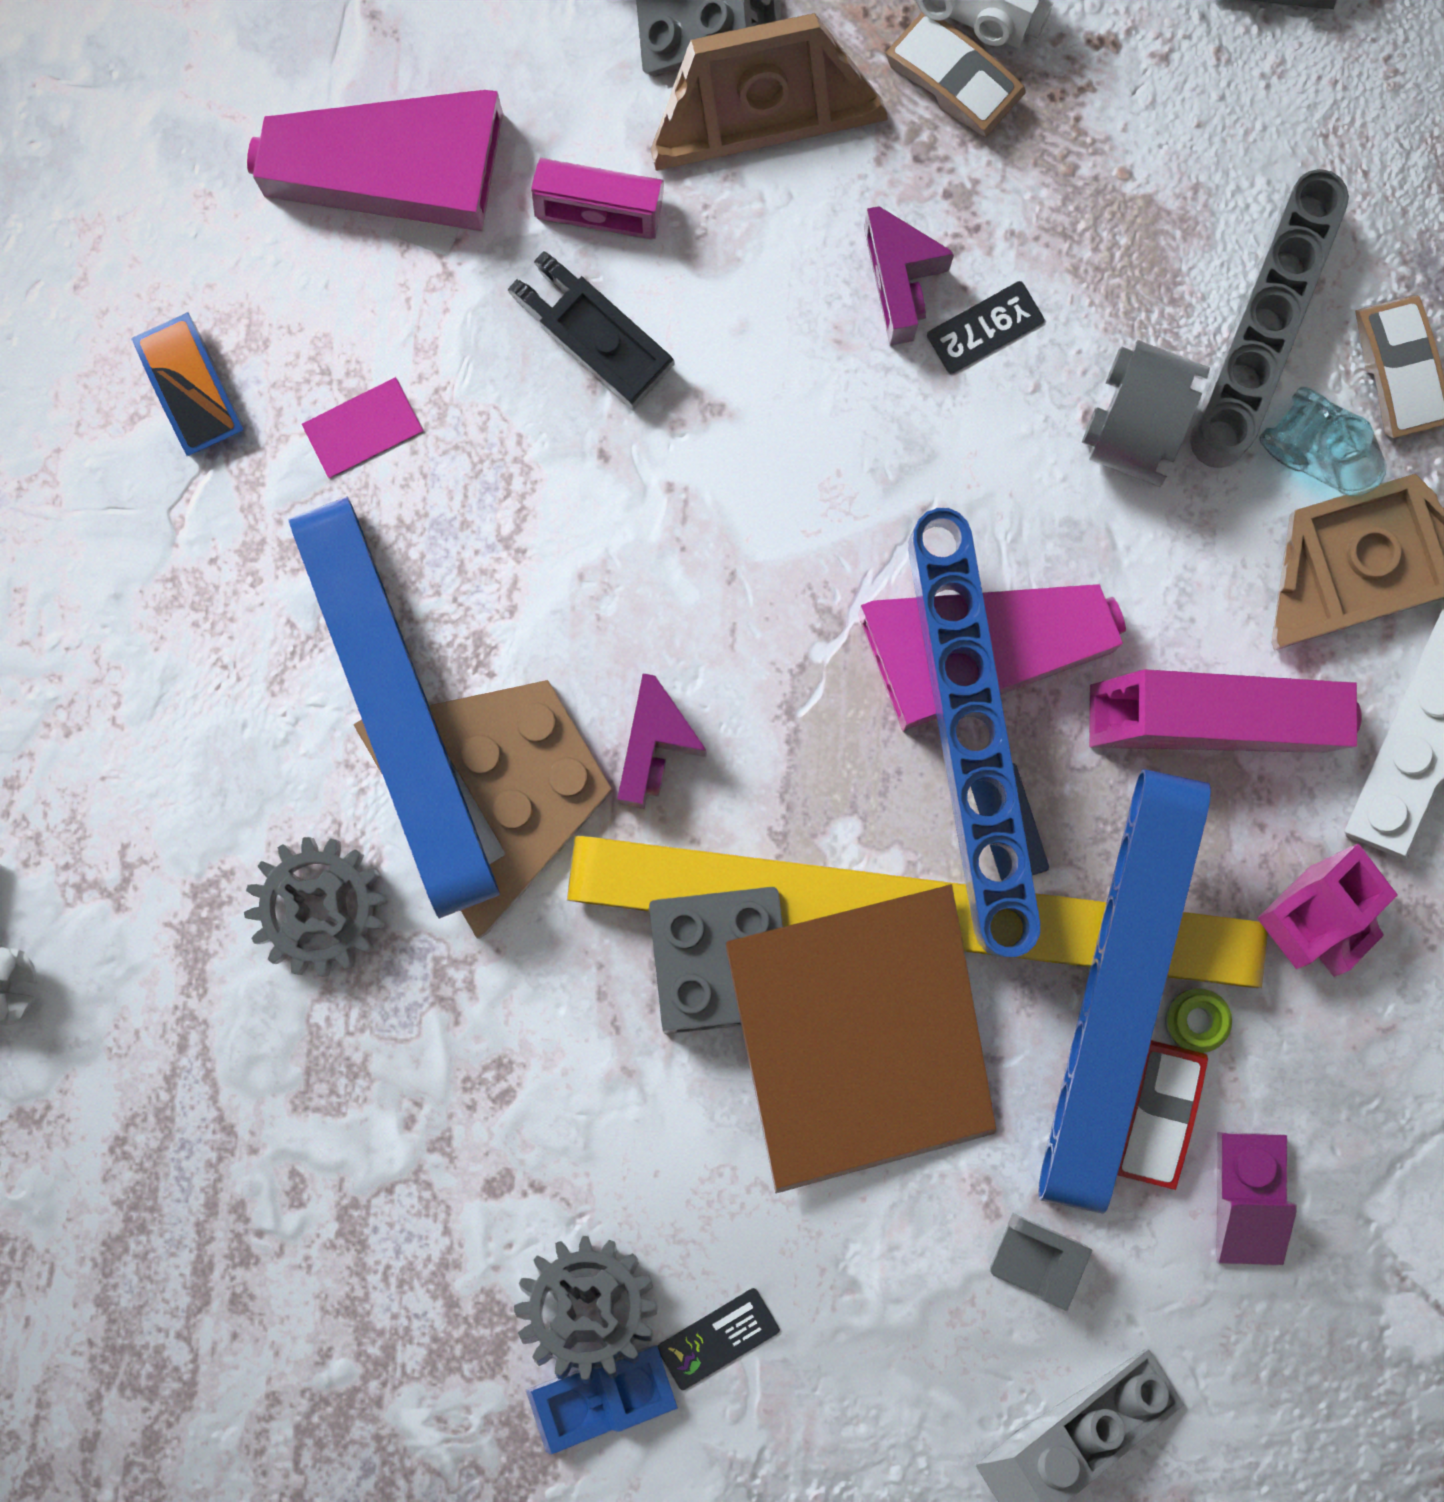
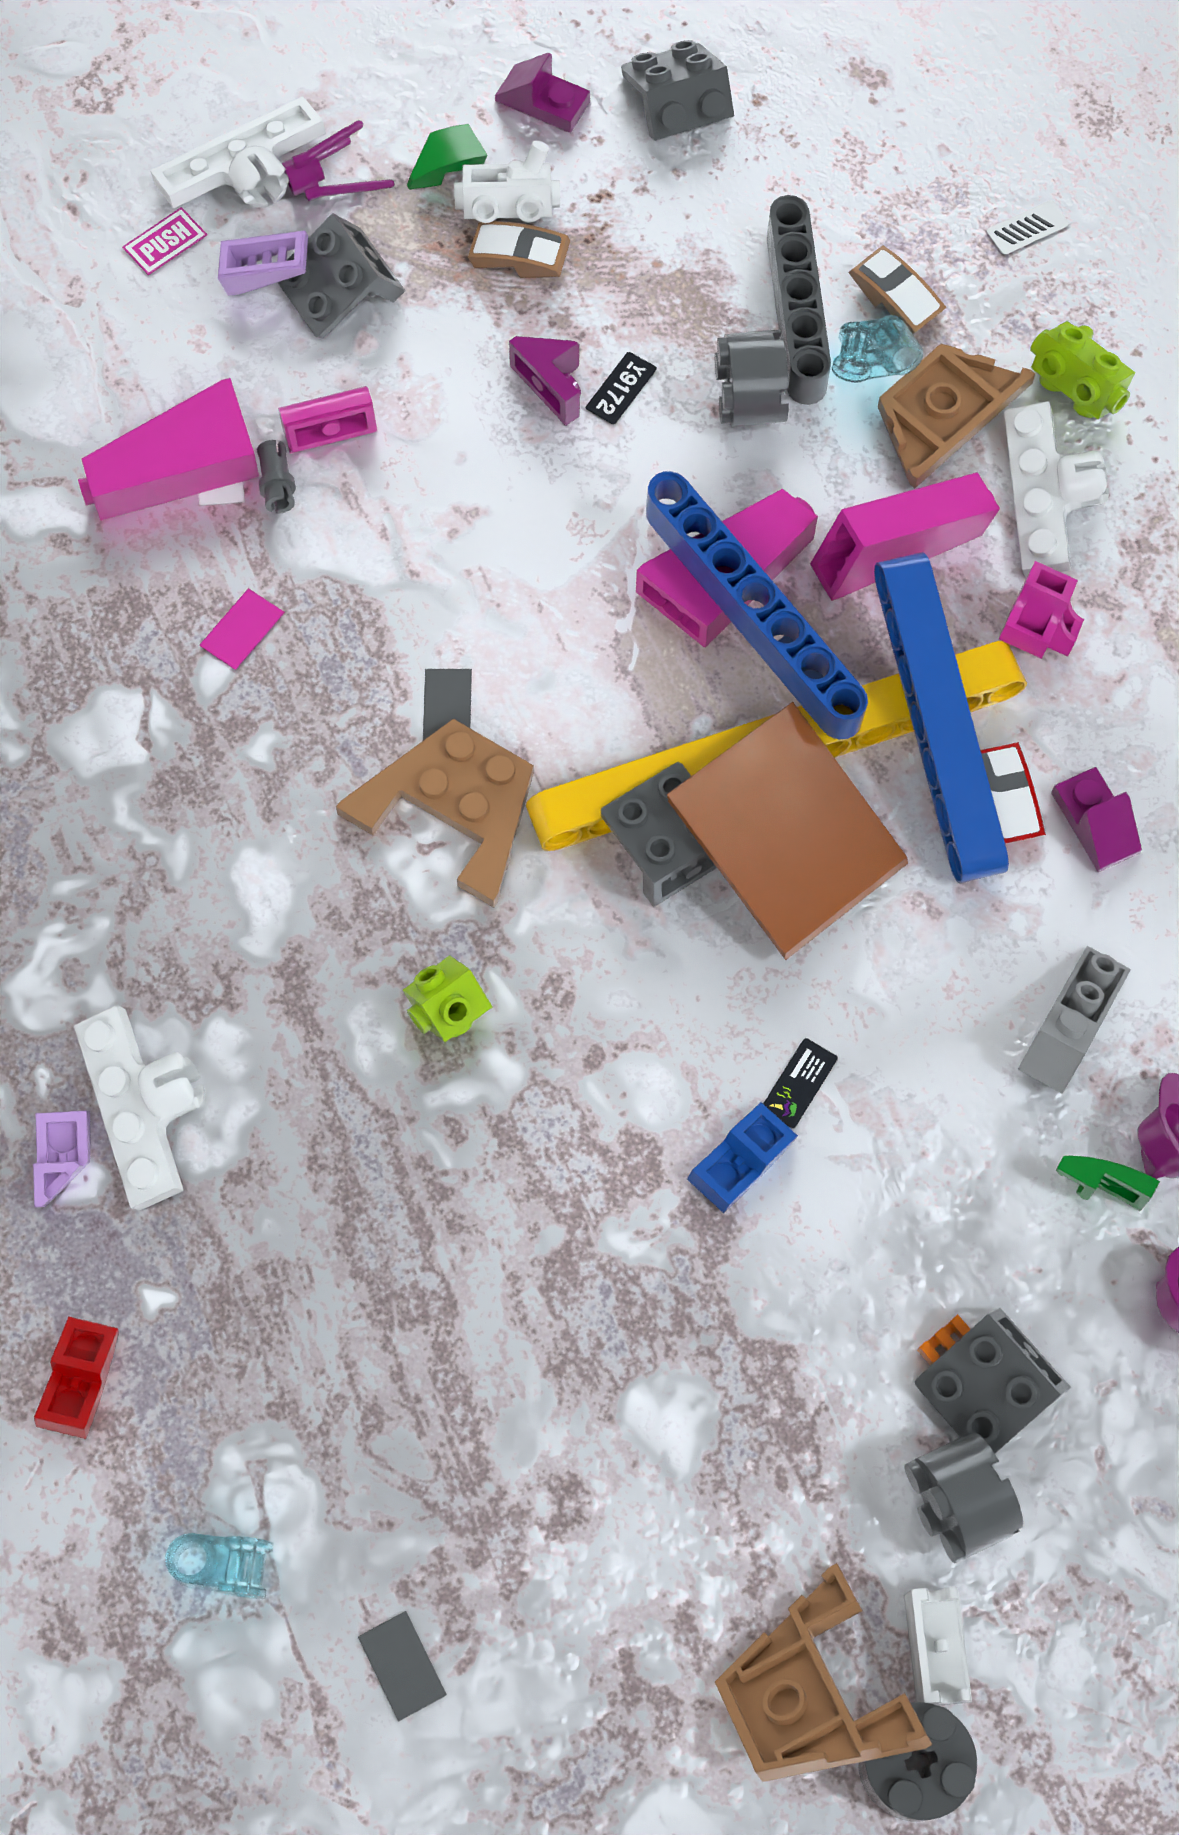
camera: 30 degrees left, 15 degrees down
(187, 384) = (109, 649): slope -> none
(296, 929) = (372, 911): dark grey gear -> none
(354, 1040) = (446, 999): none -> lime brick
(393, 708) = (361, 776): blue beam -> none
(492, 256) = (276, 482): none -> dark grey pin
(557, 645) = (446, 698): none -> dark grey sticker
(564, 1331) = (705, 1101): dark grey gear -> none
(596, 332) = (367, 497): black hinge -> none
(654, 726) = (546, 714): magenta slope -> none
(762, 91) = (401, 307): medium nougat wing -> none
(1040, 1261) = (984, 919): dark grey panel -> none
(1219, 1020) = (998, 714): lime plate -> none

